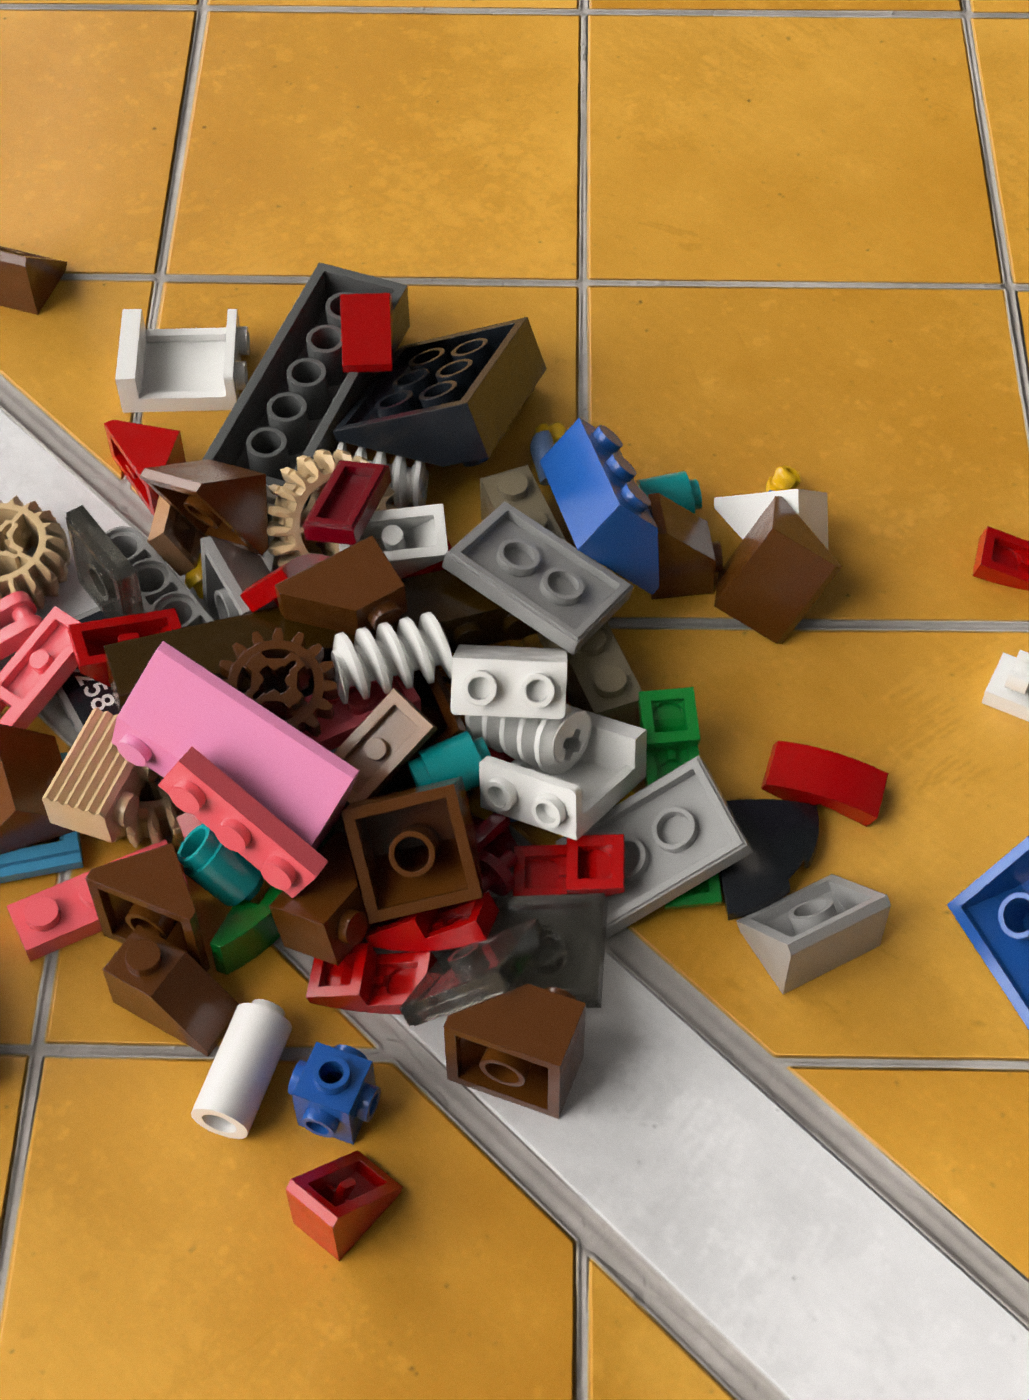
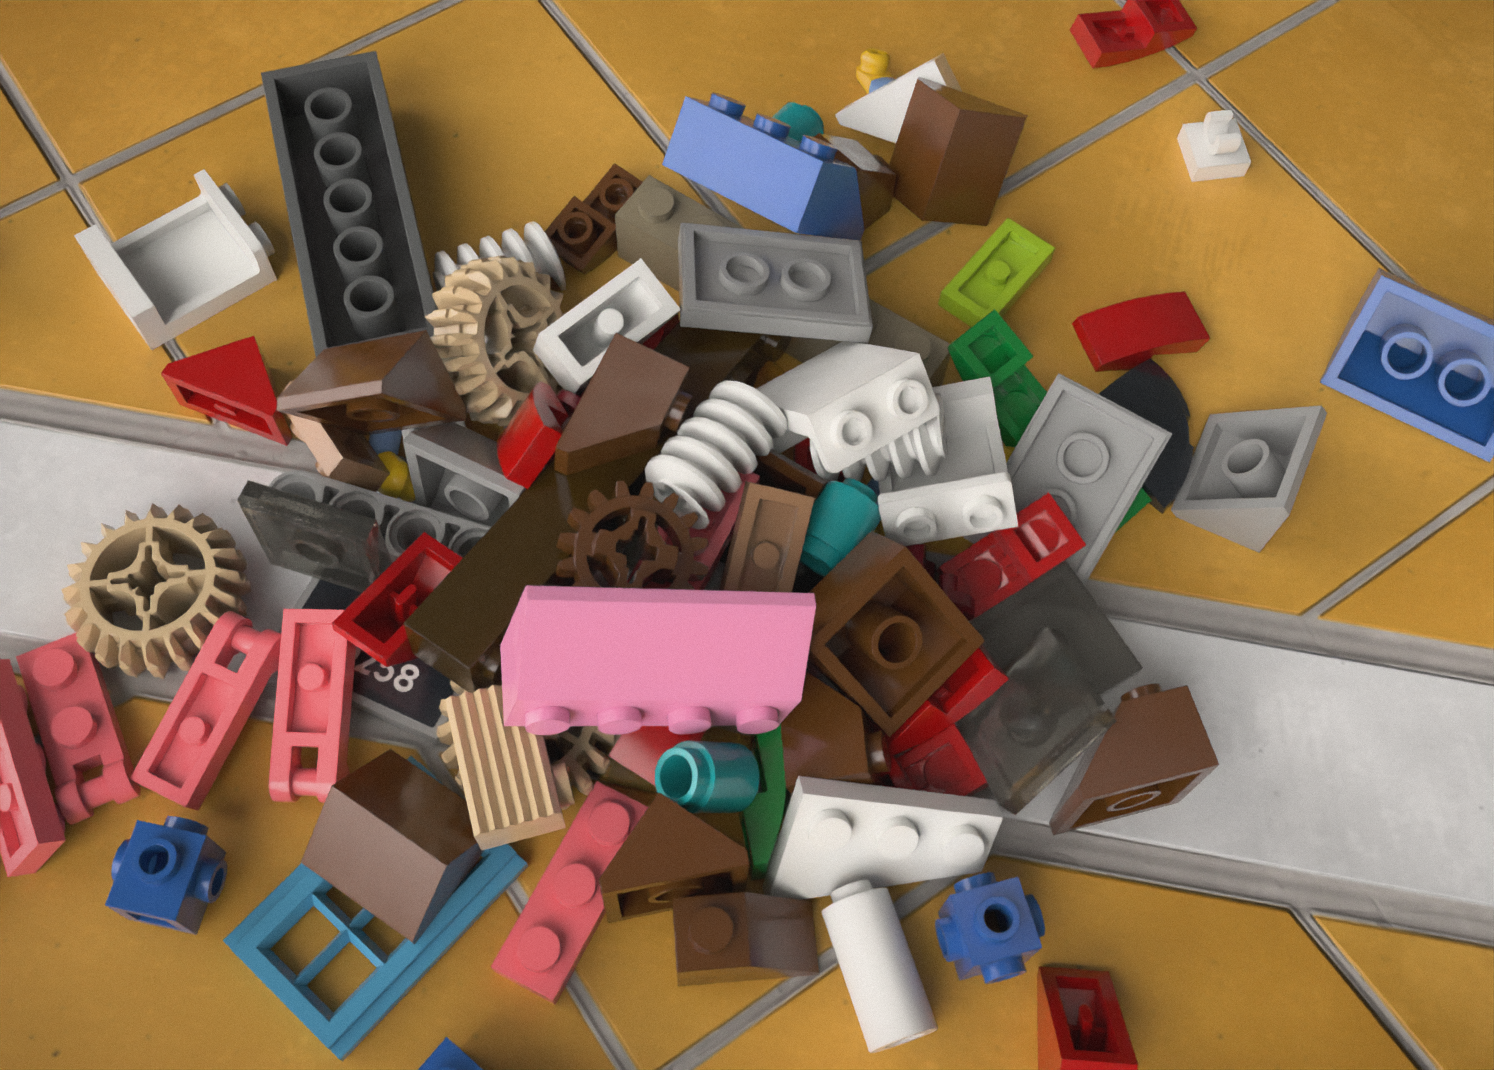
camera: 40 degrees left, 10 degrees up
(242, 823) = (722, 724): coral plate -> none
(311, 982) = (876, 834): none -> white wing
(347, 502) = (544, 313): dark red tile -> none
(367, 332) = (382, 117): red slope -> none
(448, 396) = (504, 149): black slope -> none
(460, 485) = (587, 229): none -> reddish brown slope
(542, 441) = (625, 145): medium blue arm -> none
(744, 679) = (996, 274): none -> lime plate

